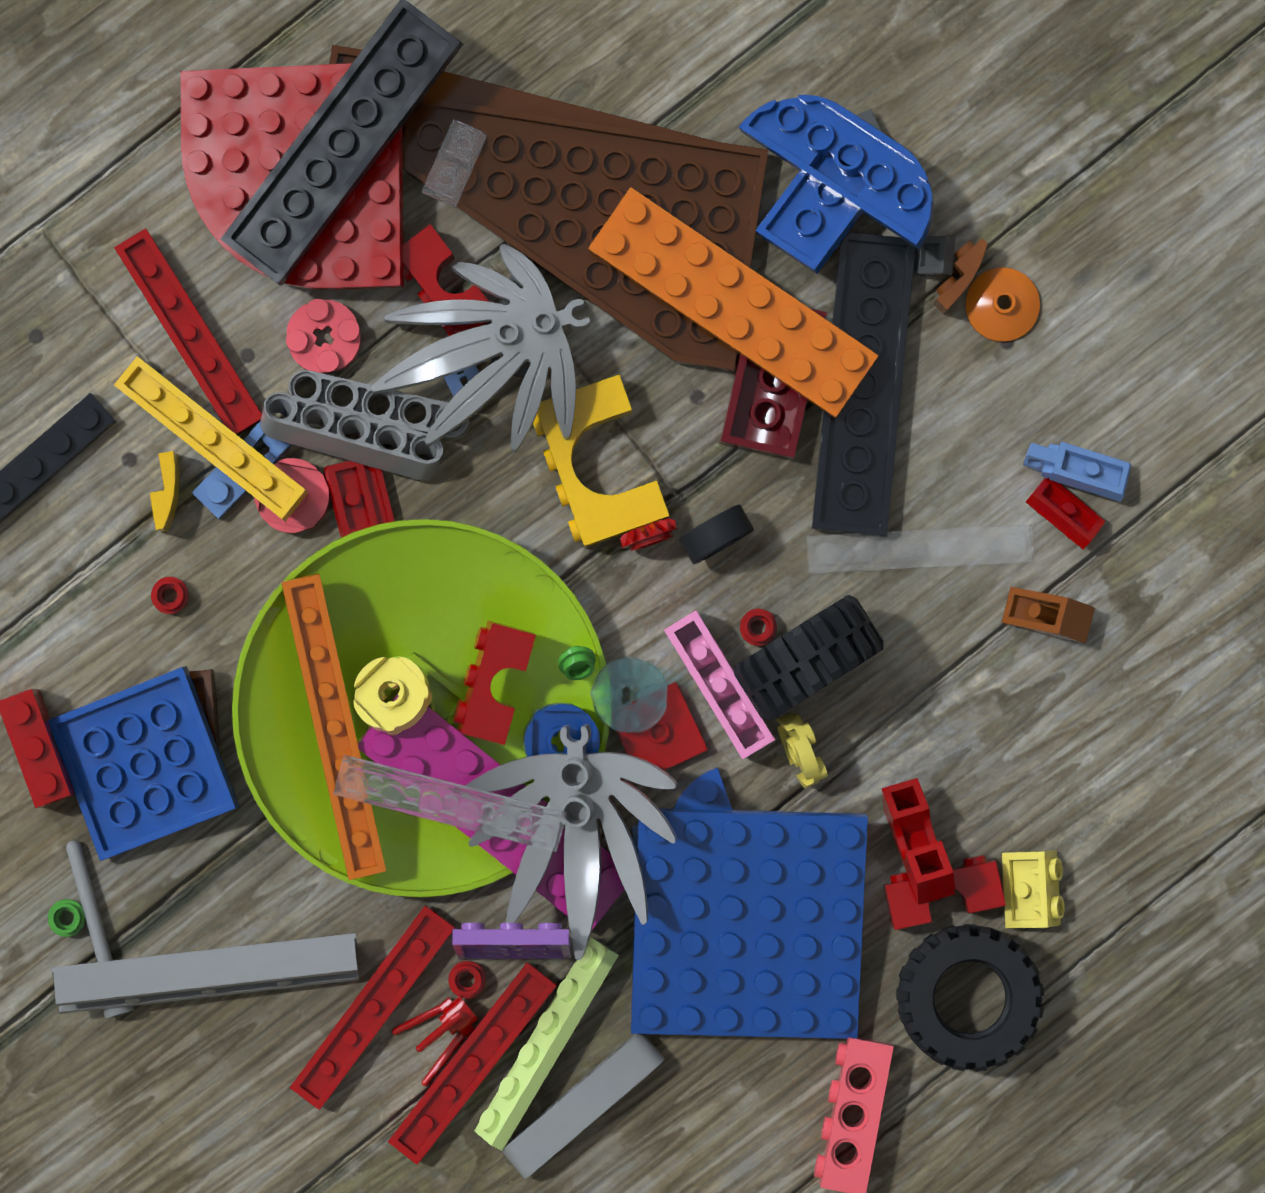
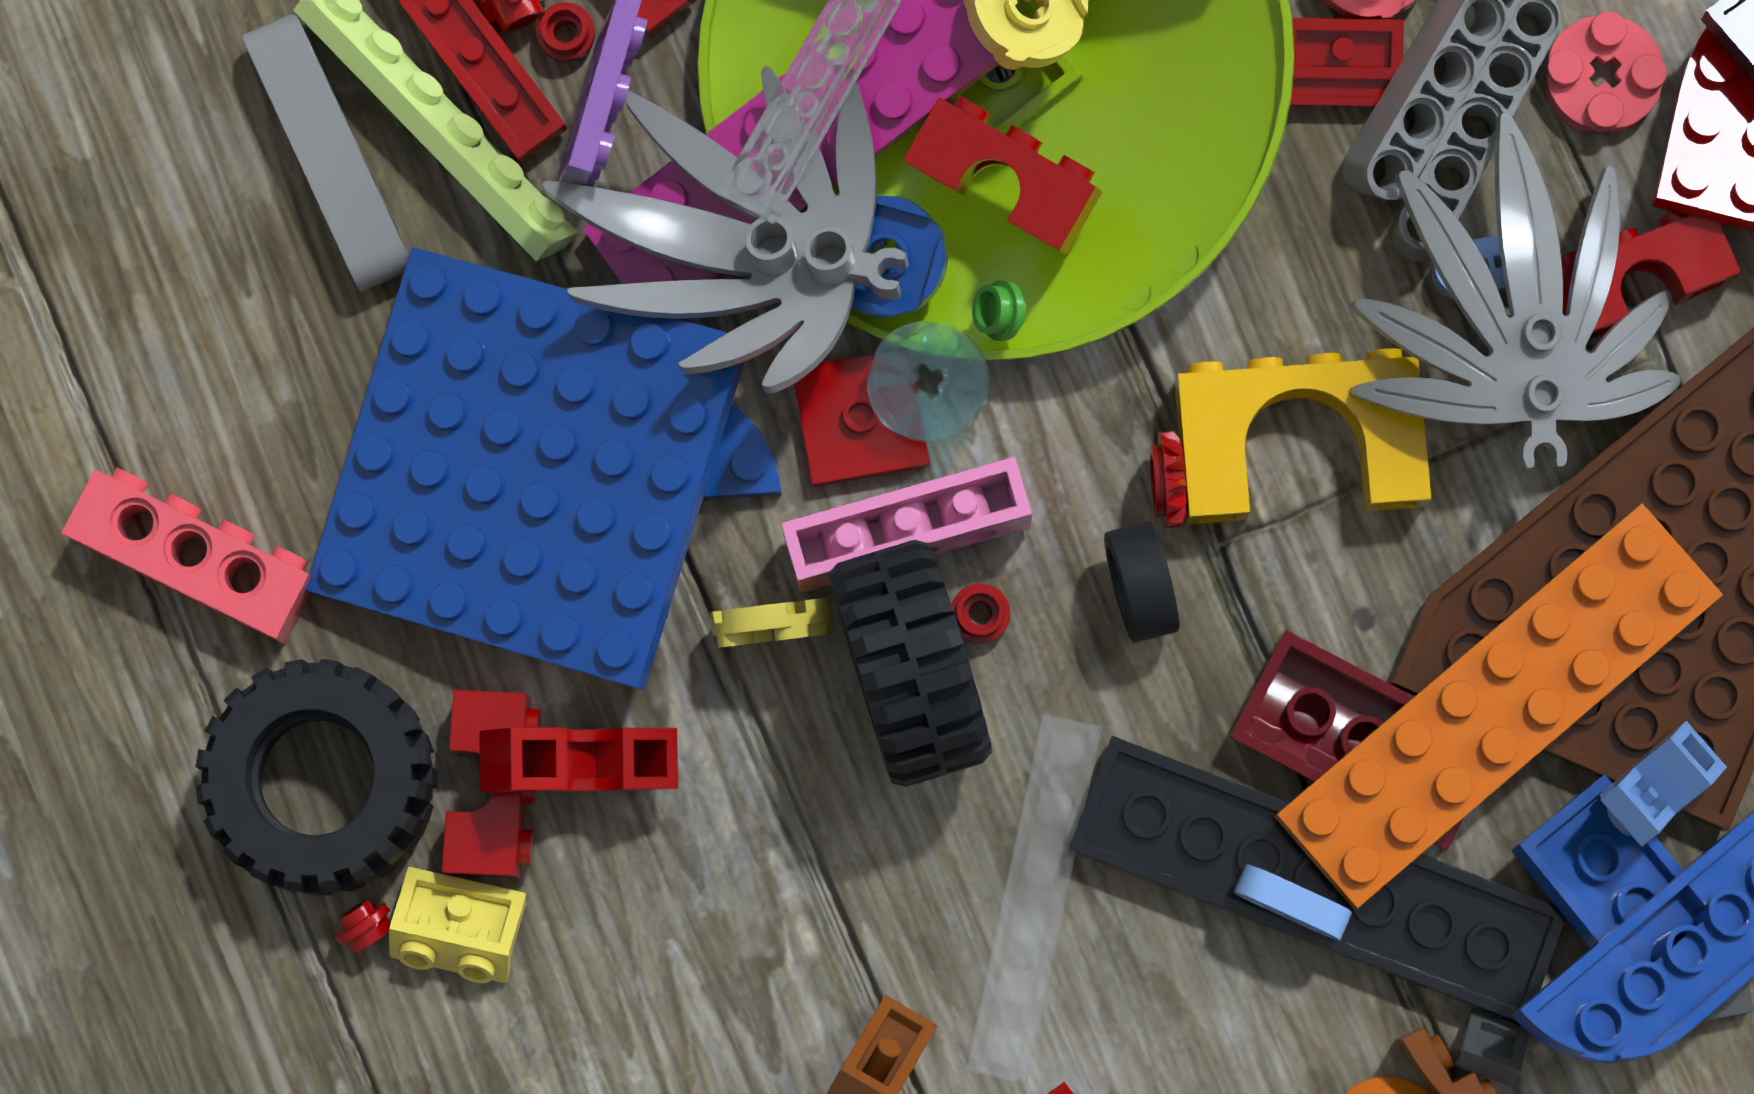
camera: 105 degrees right, 5 degrees down
(756, 196) = (1661, 784): none -> medium blue brick
(884, 394) = (1292, 902): none -> light blue beam
(1048, 944) = (363, 925): none -> red plate

